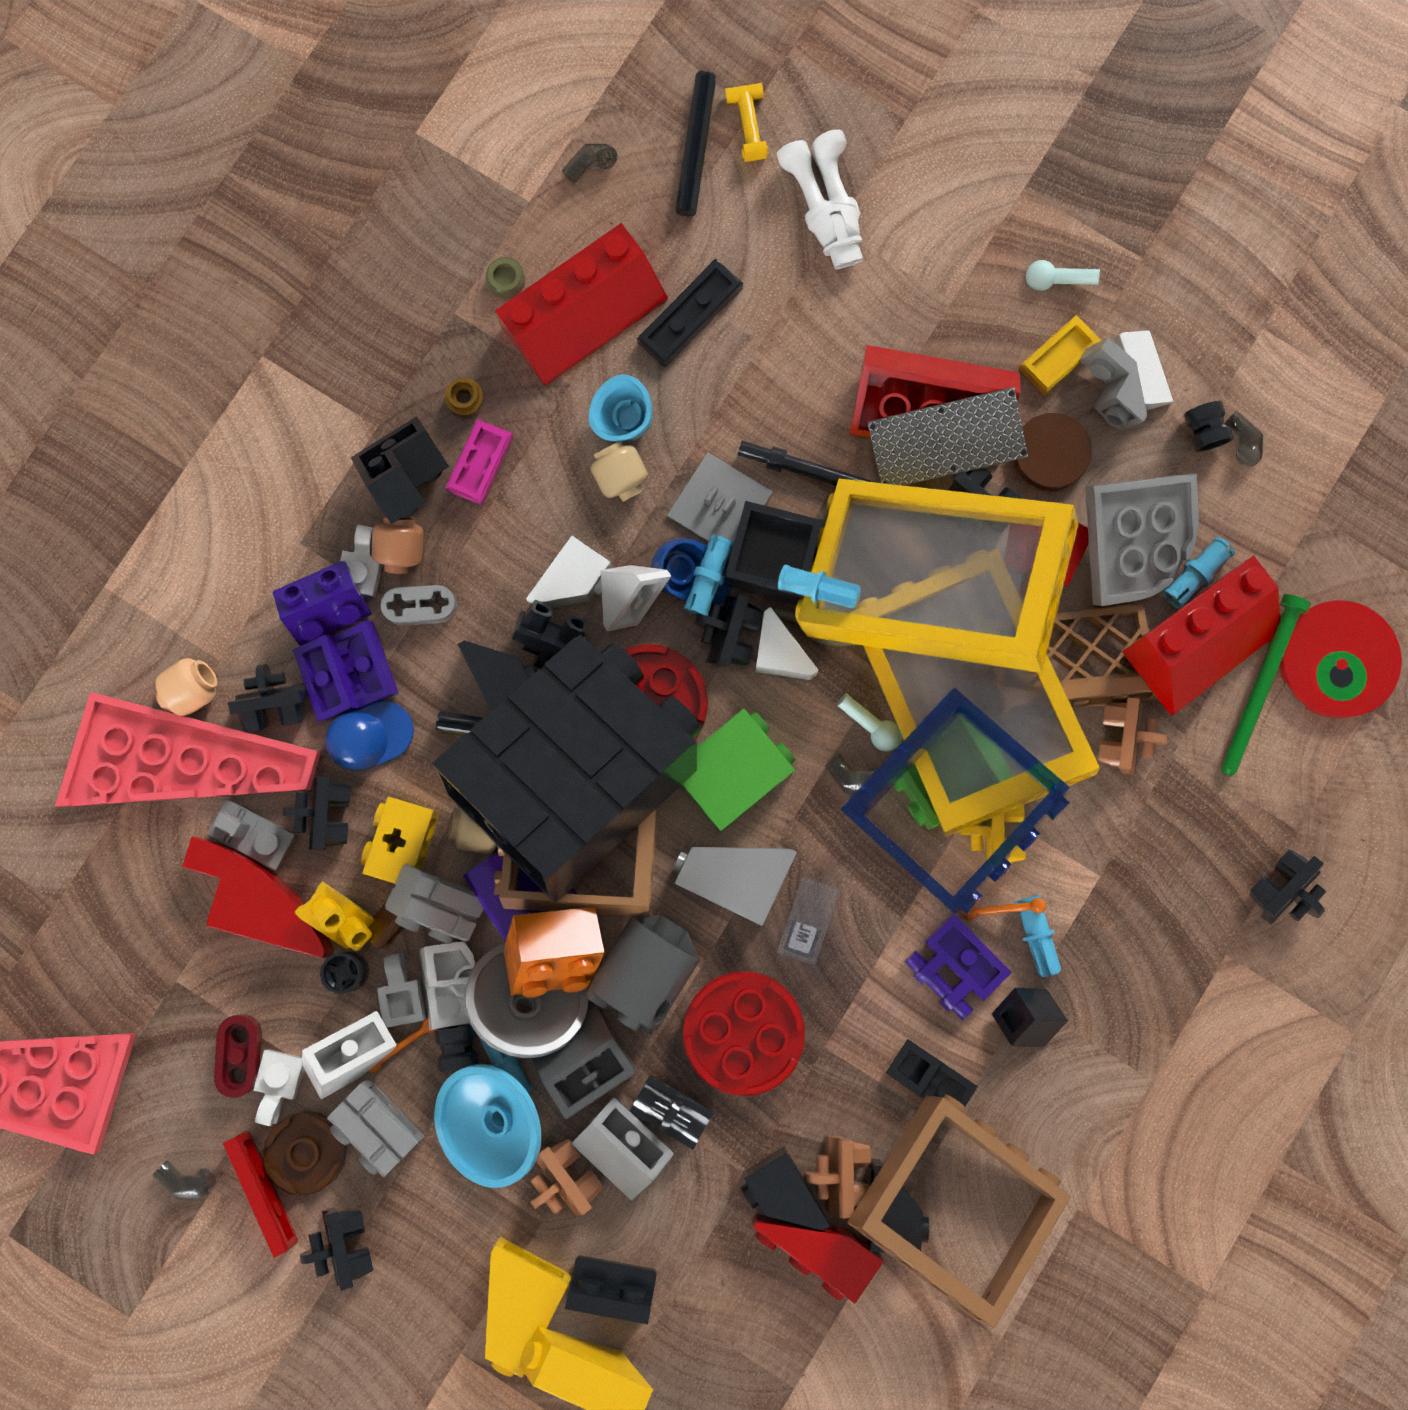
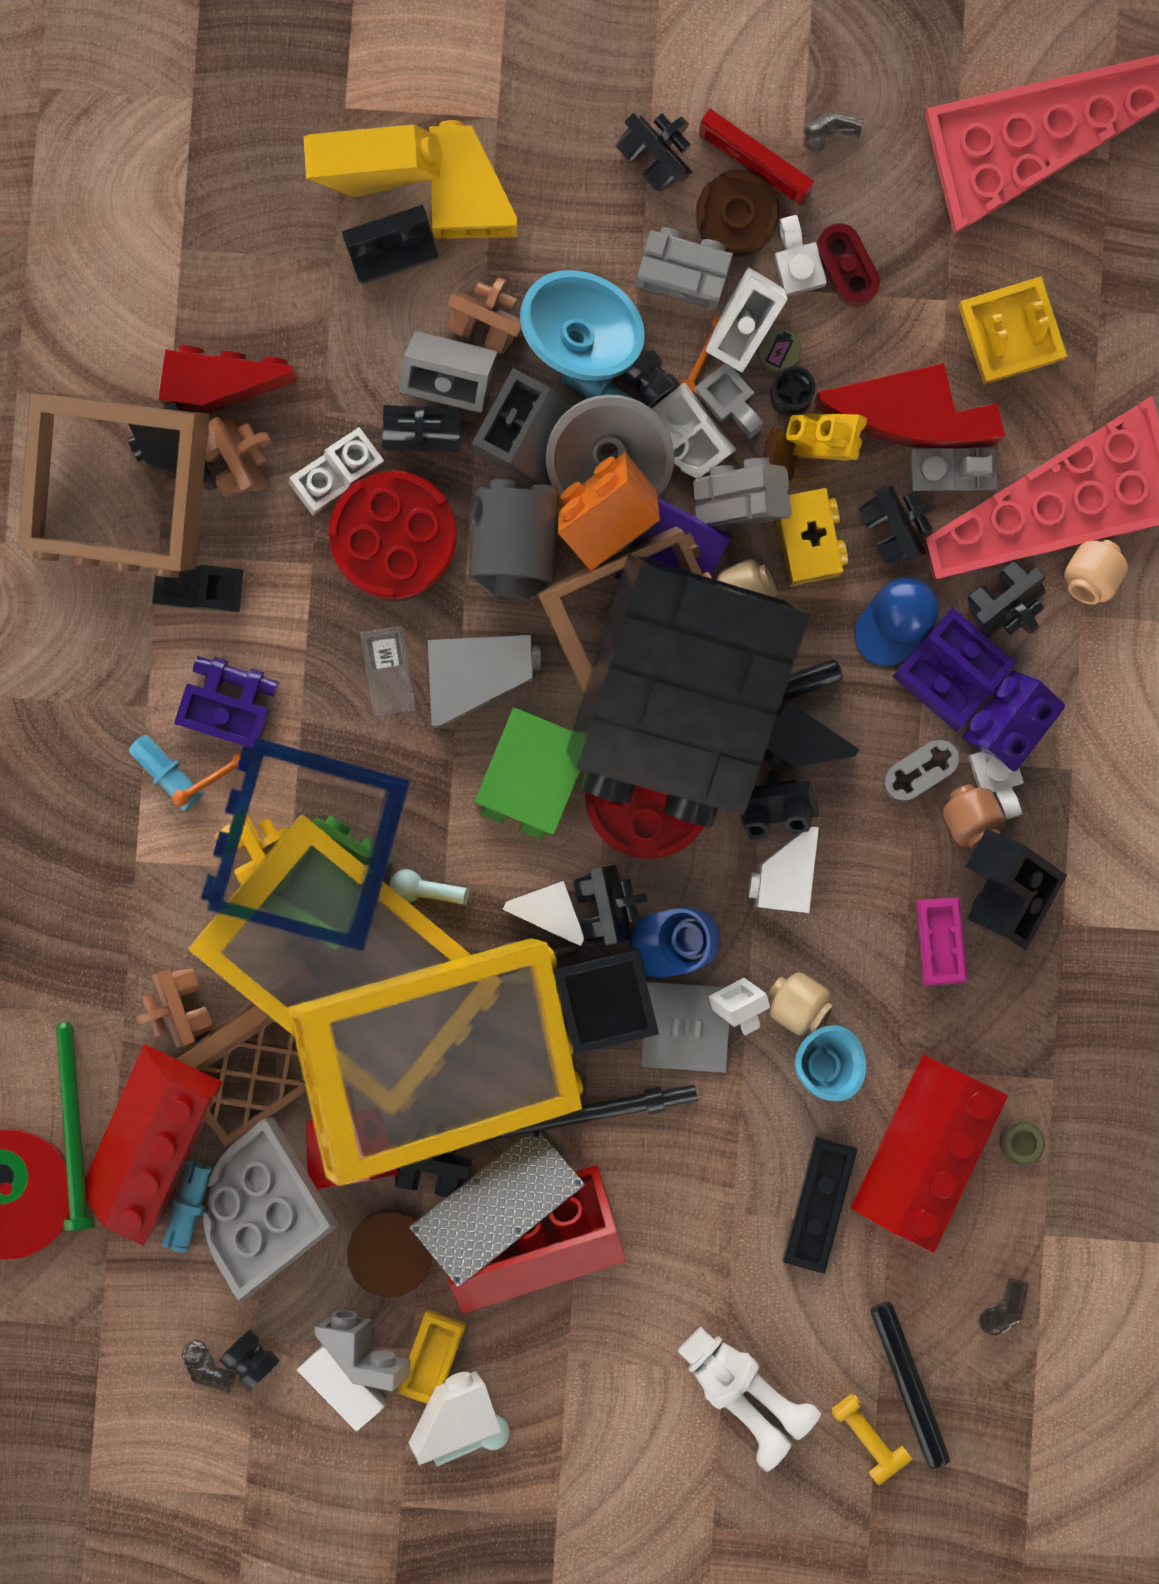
camera: 150 degrees right, 5 degrees up
(135, 924) = (1012, 330): none -> yellow plate
(336, 1013) = (779, 350): none -> tile
(461, 386) = (1007, 1001): pearl gold plate -> none
(629, 594) = (723, 887): white slope -> none
(667, 495) = (740, 1004): none -> white tile
(709, 575) = (655, 944): medium azure pin -> none
(763, 1115) = (335, 471): none -> white slope
(782, 1192) = (282, 412): black slope -> none
(819, 587) = (542, 983): medium azure axle -> none
(848, 780) = (419, 823): clear smoke arm -> none
(1029, 1017) = (136, 691): black panel -> none
(1068, 295) = (454, 1418): none -> white slope

